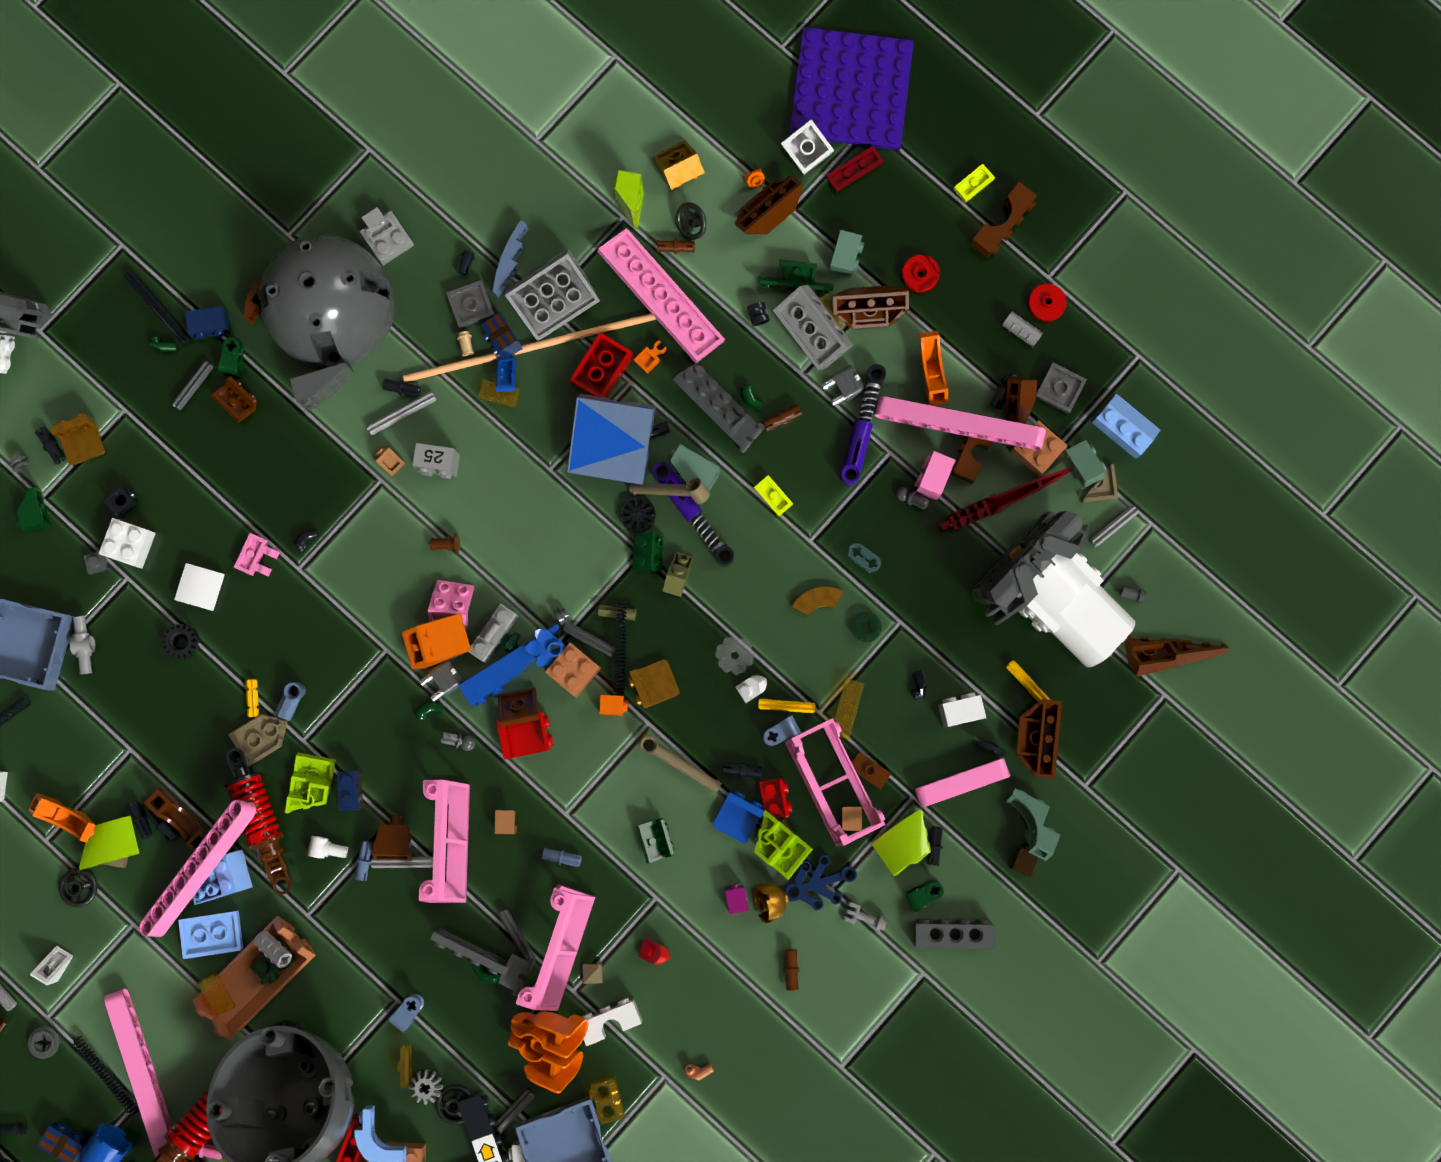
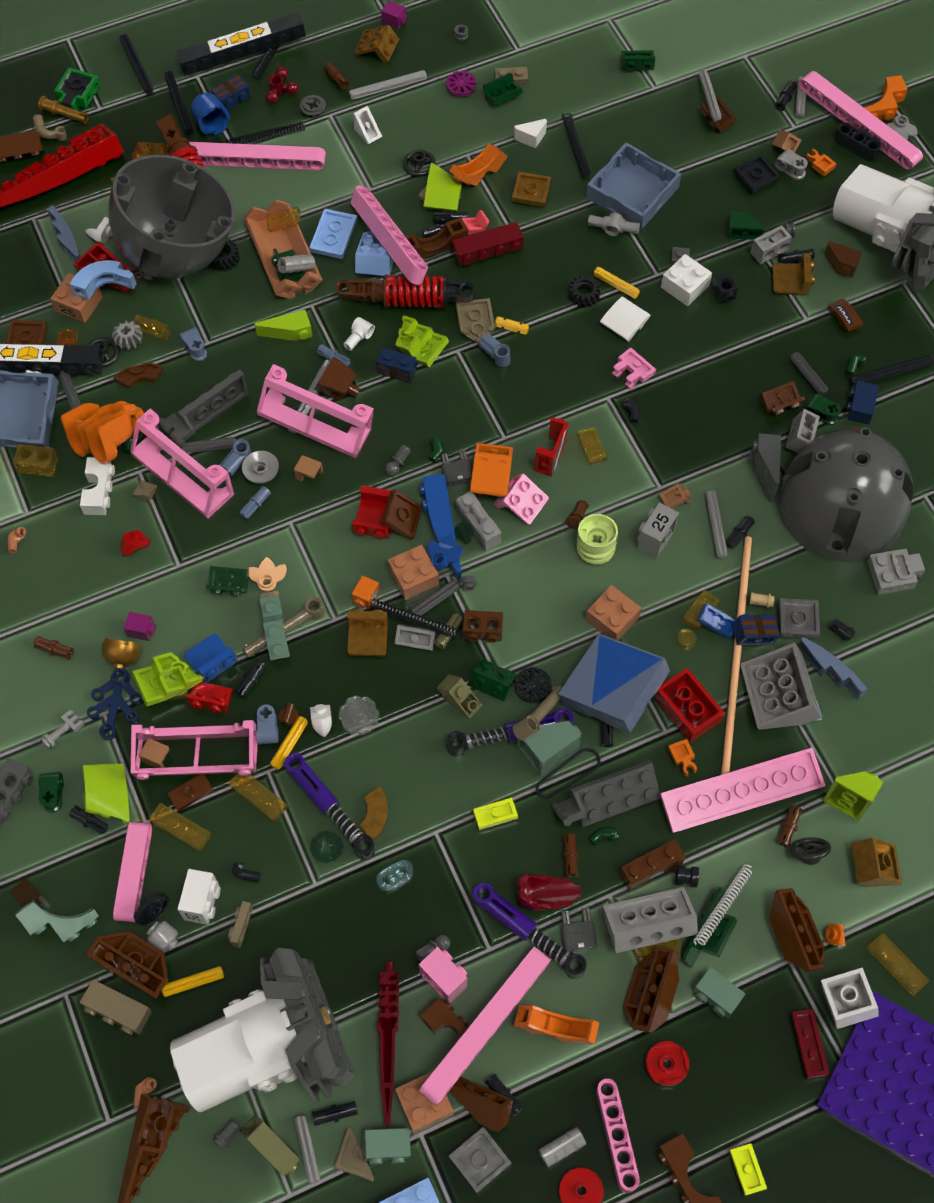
camera: 110 degrees right, 20 degrees down
(29, 1077) = (277, 85): none -> dark red piece
(37, 397) = (842, 258): none -> reddish brown slope
(49, 473) = (771, 244): none -> light grey brick
(68, 750) = (531, 189): none -> pearl gold plate
(106, 372) = (846, 315): none -> reddish brown slope
(138, 788) = (477, 223): none -> coral bracket
(155, 614) = (616, 282): none -> yellow axle
(162, 763) = (488, 244): none -> dark red brick
(268, 366) = (802, 430): none -> light grey brick
(347, 922) = (288, 327): none -> lime slope
(363, 561) = (592, 446): none -> clear yellow plate
(404, 593) = (546, 459): none -> red panel
(457, 1146) = (67, 337): none -> clear orange bracket
(458, 509) = (597, 539): none -> yellowish green wheel
(463, 1051) = (138, 373): none -> reddish brown tile
(512, 874) = (257, 461): none -> light grey dish
(524, 900) = (235, 458): none -> sand blue piece
(533, 397) = (686, 639): none -> clear yellow tile
(538, 469) = (613, 613): none -> nougat brick
(596, 584) = (483, 620): none -> reddish brown brick
(628, 808) = (267, 573): none -> light nougat plate
(635, 641) = (415, 637): none -> light grey slope
(681, 773) = (274, 625): none -> sand green arch
(710, 441) = (572, 782): none -> black piece
(757, 122) = (898, 964): none -> clear yellow plate
(762, 718) = (288, 715): none -> reddish brown plate
(765, 346) = (643, 868): none -> reddish brown arch
(774, 272) = (720, 907): none -> white piece
(825, 423) = (546, 892): none -> dark red hair
(828, 643) = (328, 804): none -> piece
(905, 762) = (180, 827): none -> clear yellow plate
(957, 668) = (242, 918): none -> dark tan plate
(998, 282) = (617, 1147): none -> bright pink beam
(1005, 727) = (162, 936): none -> light grey head
(1071, 507) = (348, 1109): none -> black pin
(1080, 735) = (115, 1008): none -> dark tan brick
(1127, 555) = (270, 1146): none -> olive slope
(1130, 679) = (144, 1087): none -> nougat arm

